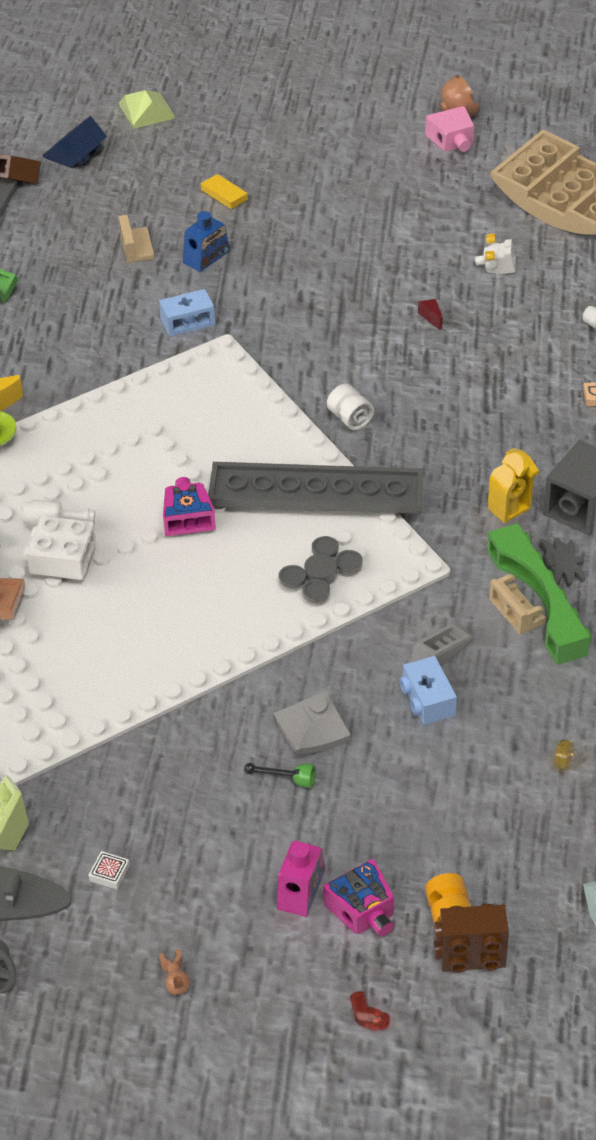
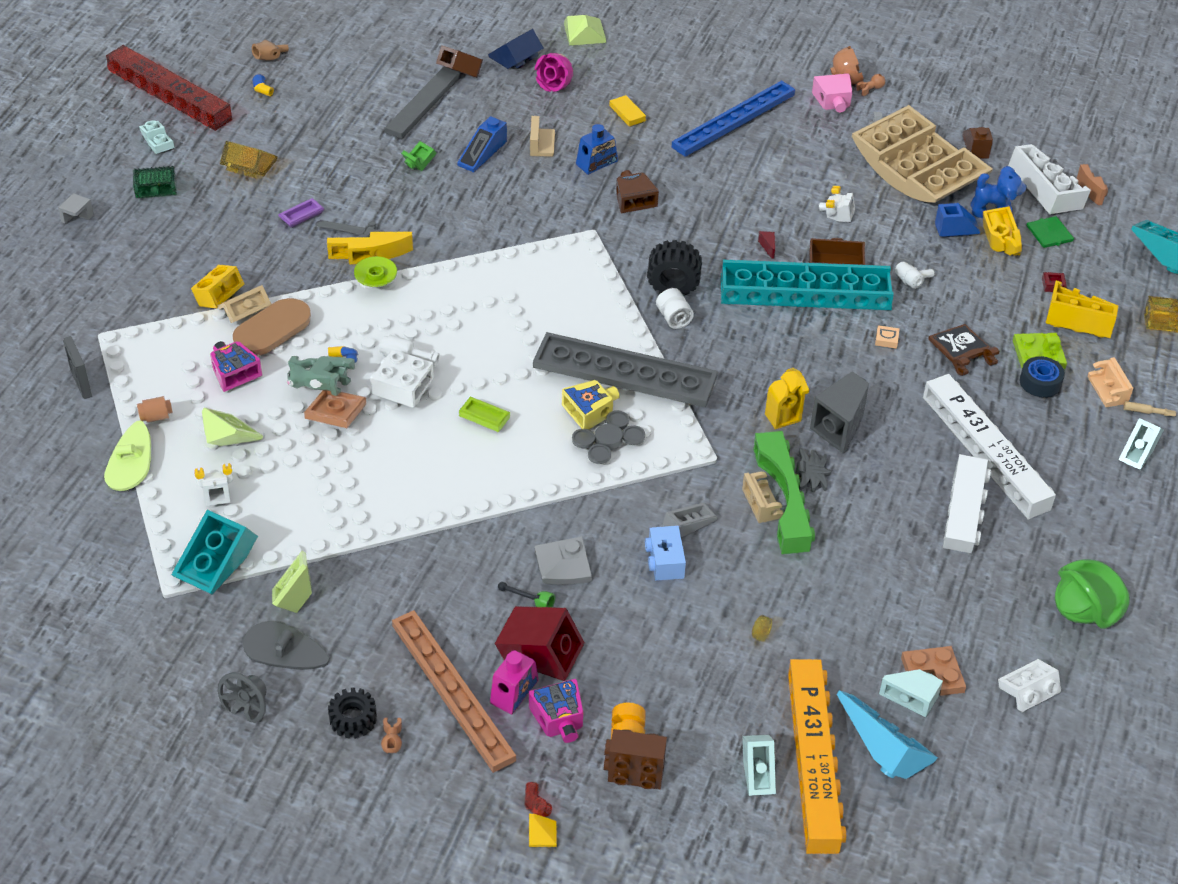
camera: 10 degrees right, 0 degrees up
(71, 258) = (486, 141): none -> blue slope
(109, 870) = (365, 643): white tile -> none
(122, 971) = (352, 725): none -> black tyre
(127, 161) = (553, 72): none -> dark pink cylinder
(168, 571) = (484, 414): none -> lime tile
(187, 312) = (565, 205): light blue brick -> none
(187, 508) = (513, 366): dark pink torso -> none
(232, 904) = (454, 691): none -> nougat plate
(263, 282) = (635, 192): none -> reddish brown torso
(287, 534) = (589, 403): none -> light yellow torso
(317, 815) = (543, 635): none -> dark red slope
(335, 346) = (678, 256): none -> black tyre
(347, 179) = (733, 118): none -> blue plate
(385, 1048) = (542, 831): none -> yellow slope
(489, 352) = (806, 285): none -> teal tile
(495, 110) = (877, 81): none -> nougat arm
(514, 317) = (836, 251): none -> reddish brown container

